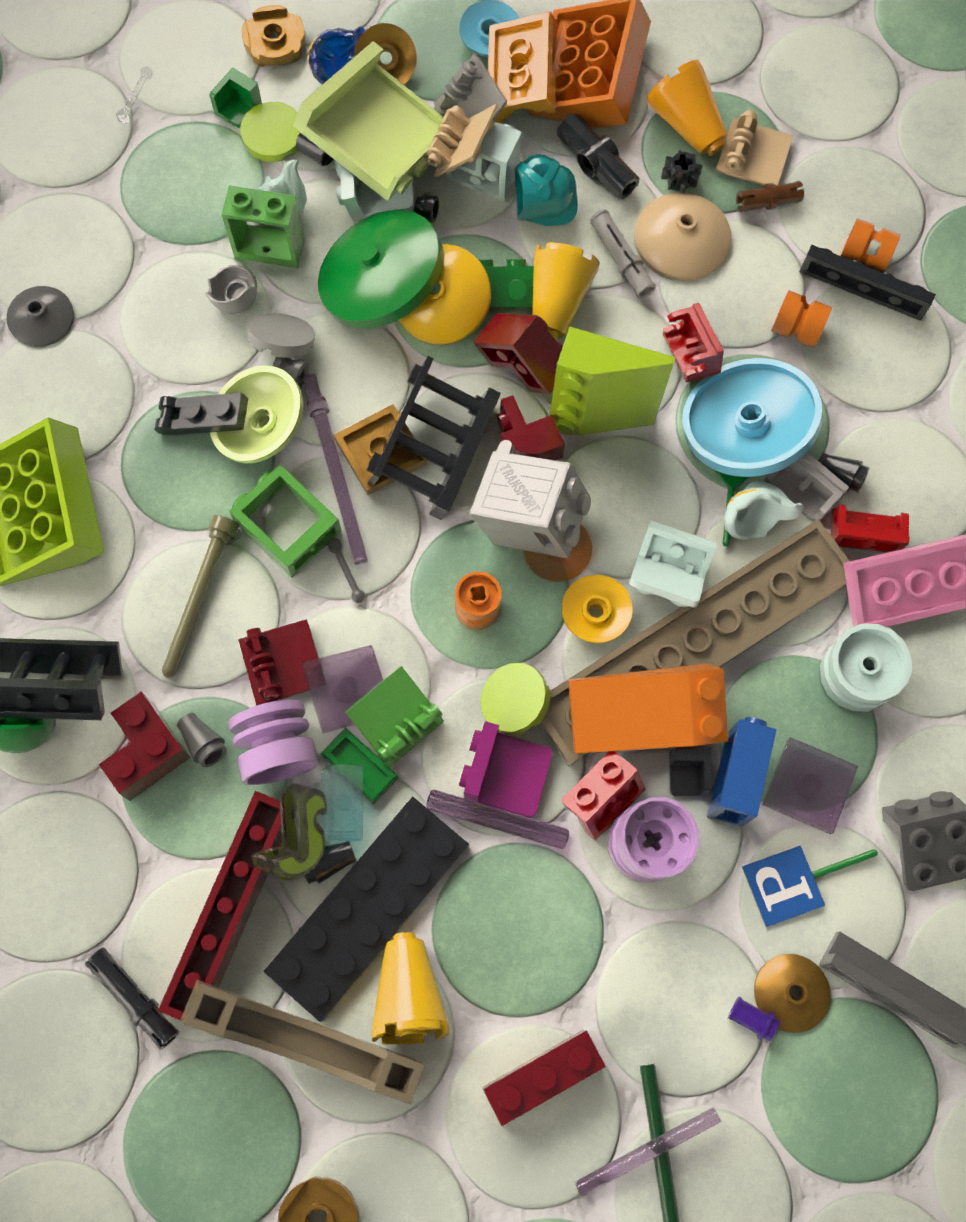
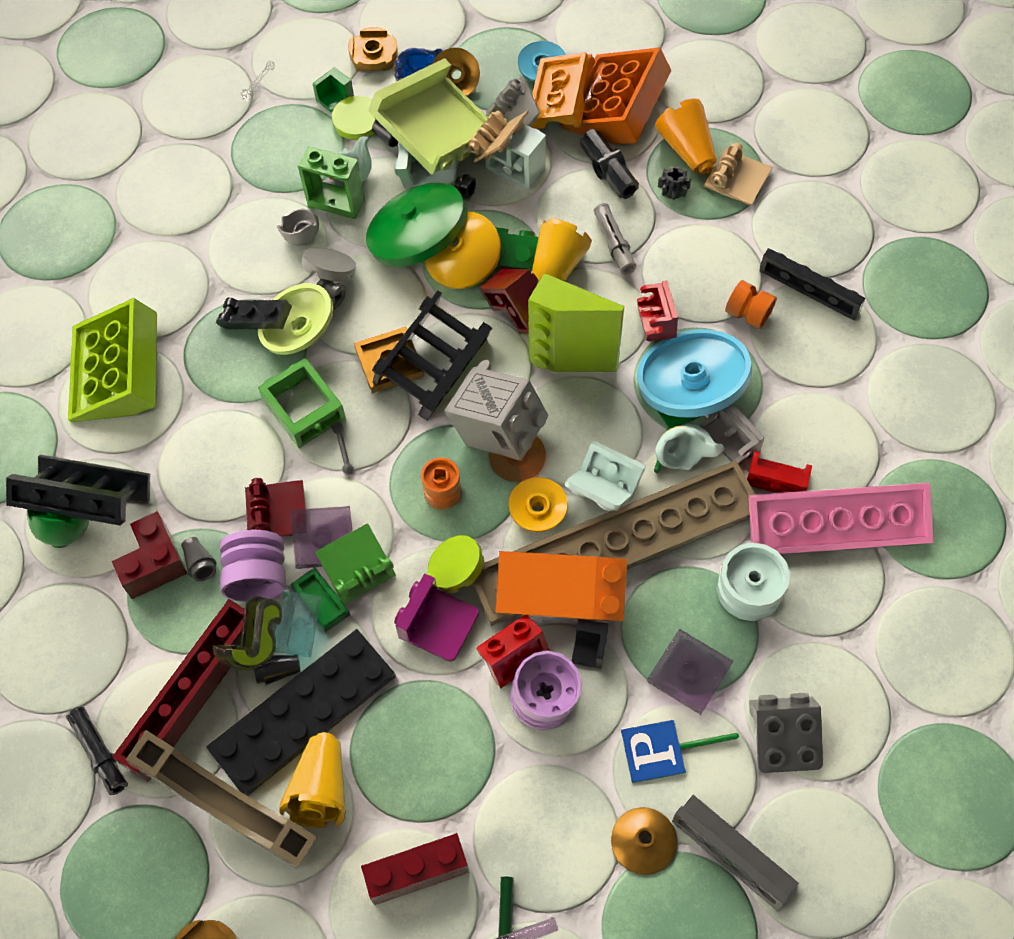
camera: 15 degrees right, 10 degrees down
(42, 327) = (149, 229): dark grey dish -> none
(221, 531) = (250, 403): olive piece -> none
(319, 409) = (347, 324): clear purple bar -> none
(497, 819) = (423, 658): clear purple axle -> none
(534, 439) = (515, 364): dark red brick -> none
(545, 191) = (560, 184): teal helmet -> none
(678, 249) = (664, 241): tan dish -> none
(742, 772) = (630, 647): blue window -> none
(754, 1019) = (605, 854): dark purple pin -> none
(769, 196) = (743, 210): reddish brown pin -> none
(848, 470) = (768, 426): black cone -> none
(860, 239) = (810, 251): orange wheel -> none

